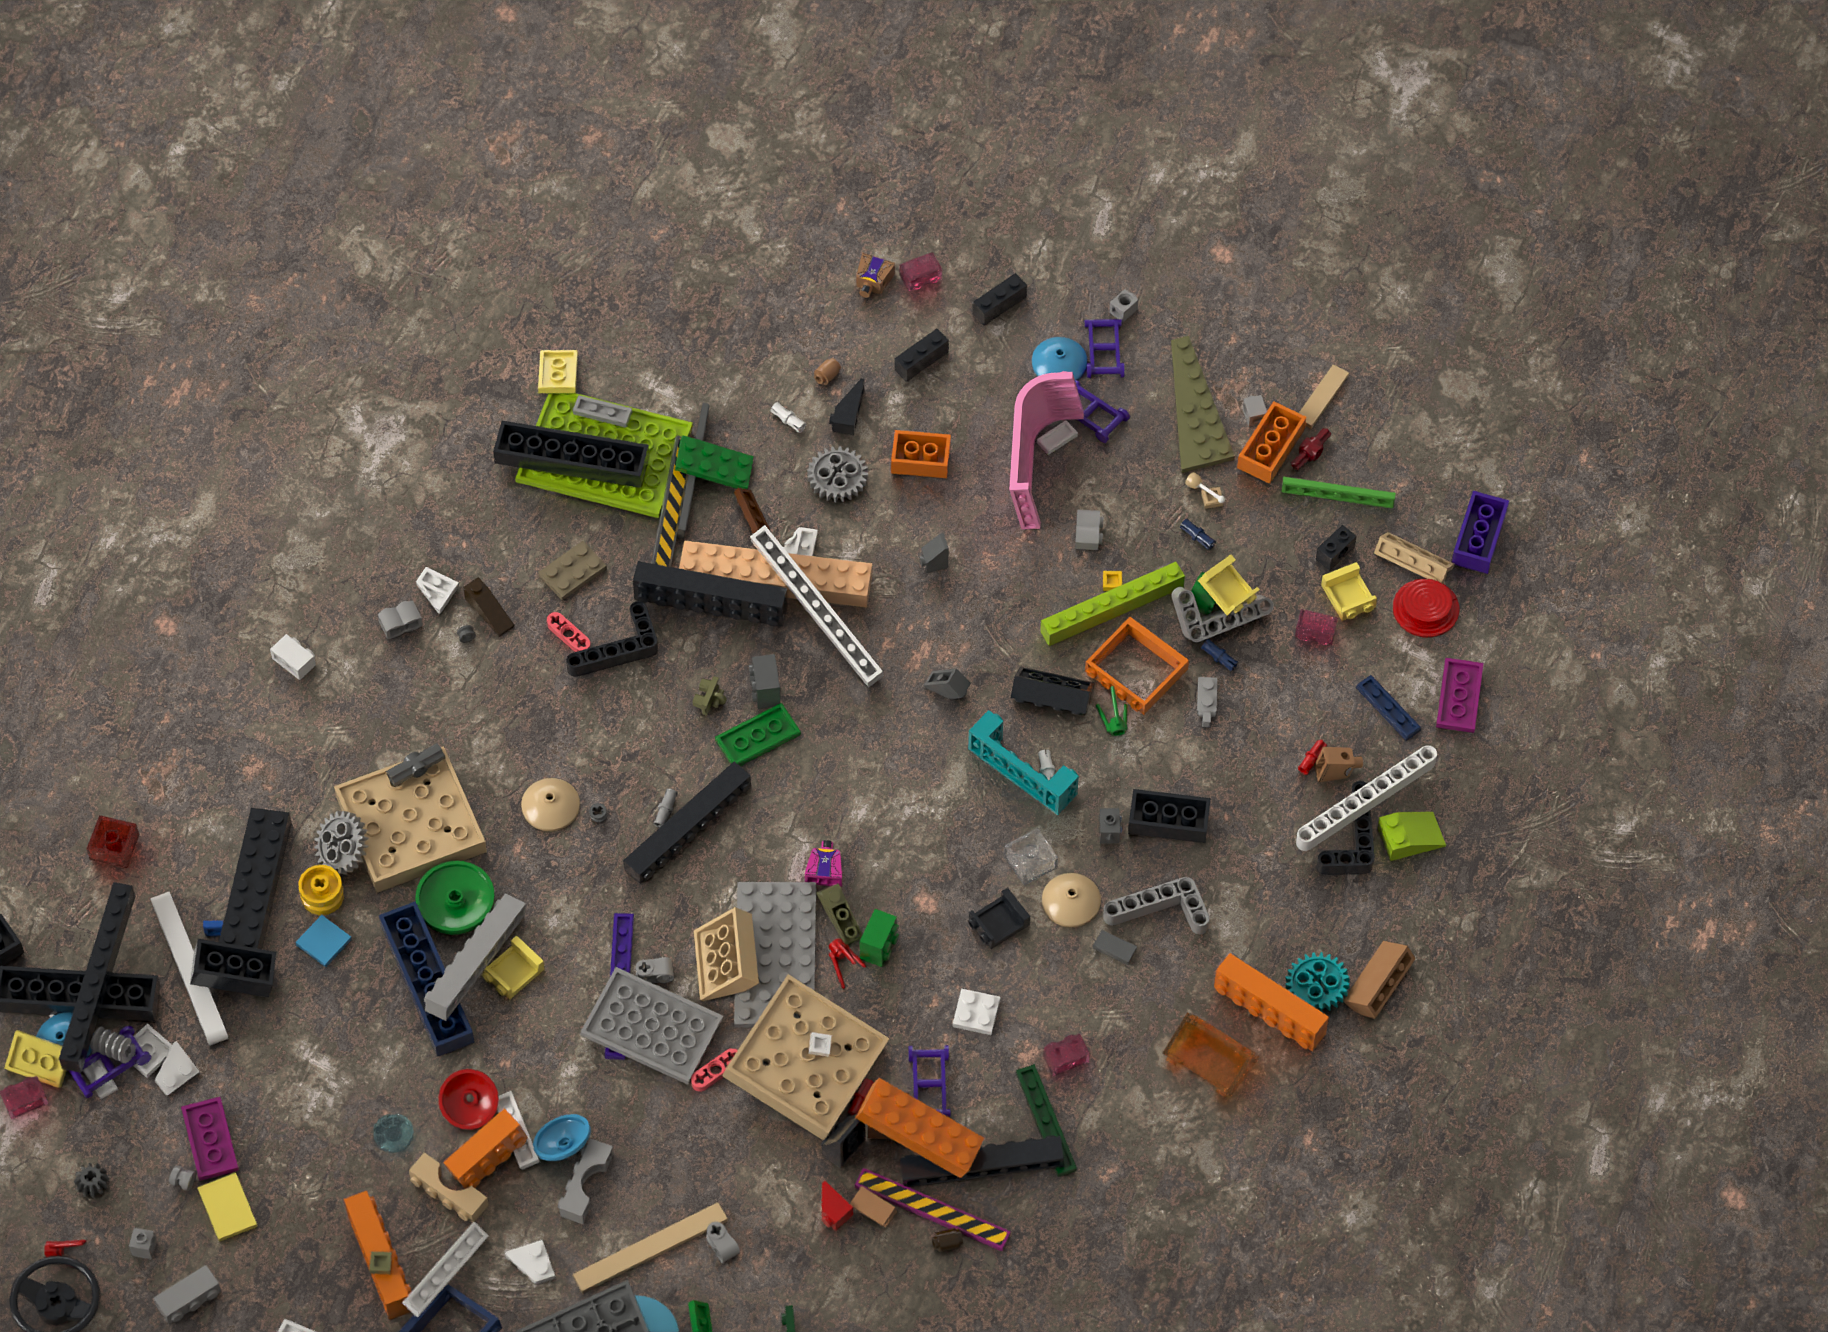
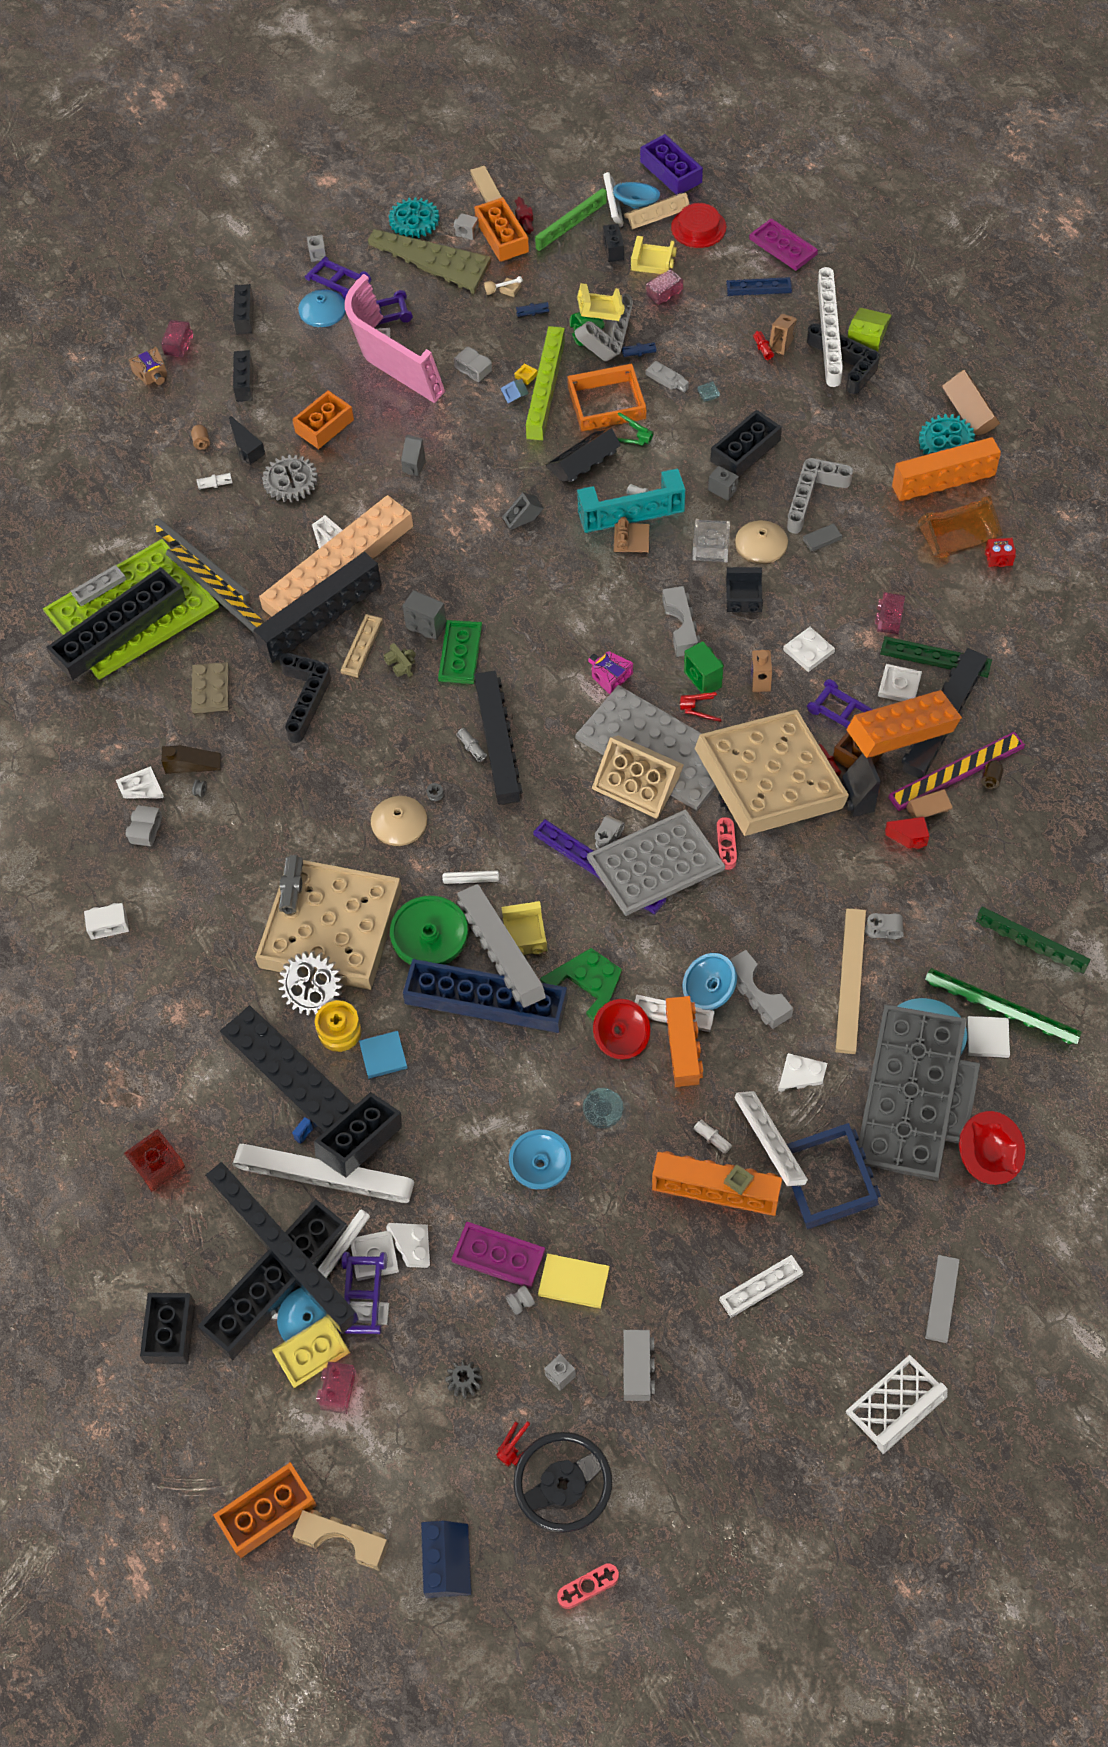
camera: 50 degrees left, 0 degrees up
(112, 1045) = (354, 1276): light grey piece -> none
(136, 1021) = (343, 1243): none -> white axle
(306, 1103) = (539, 1147): none -> dark azure dish
(424, 1229) = (712, 1136): none -> white axle
(467, 1202) = (665, 1103): tan arch -> none
(510, 1045) = (591, 973): none -> green wing
(535, 895) = (470, 877): none -> white axle
(558, 371) = (34, 596): light yellow tile -> none
(567, 625) = (248, 718): coral beam -> none
(705, 655) = (361, 645): none -> tan tile
(714, 463) = (209, 543): green plate -> none
(750, 509) = (275, 547): reddish brown plate -> none
(816, 606) = (394, 543): white brick -> none
(820, 1044) = (775, 750): white plate -> none
(840, 913) = (656, 684): olive slope -> none
(908, 903) = (676, 604): none -> light grey arch
(917, 984) = (761, 664): none -> medium nougat torso
(990, 790) = (631, 537): none -> medium nougat hinge
(992, 1108) = (899, 683): none -> white plate
(1083, 585) = (514, 390): none -> medium blue panel
(1211, 1106) = (1000, 552): none -> red head
(1217, 746) = (708, 391): none -> clear light blue tile
(1229, 359) = (414, 217): none -> teal gear
(1394, 511) = (613, 201): none -> white tile
(1414, 526) = (636, 194): none -> dark azure dish

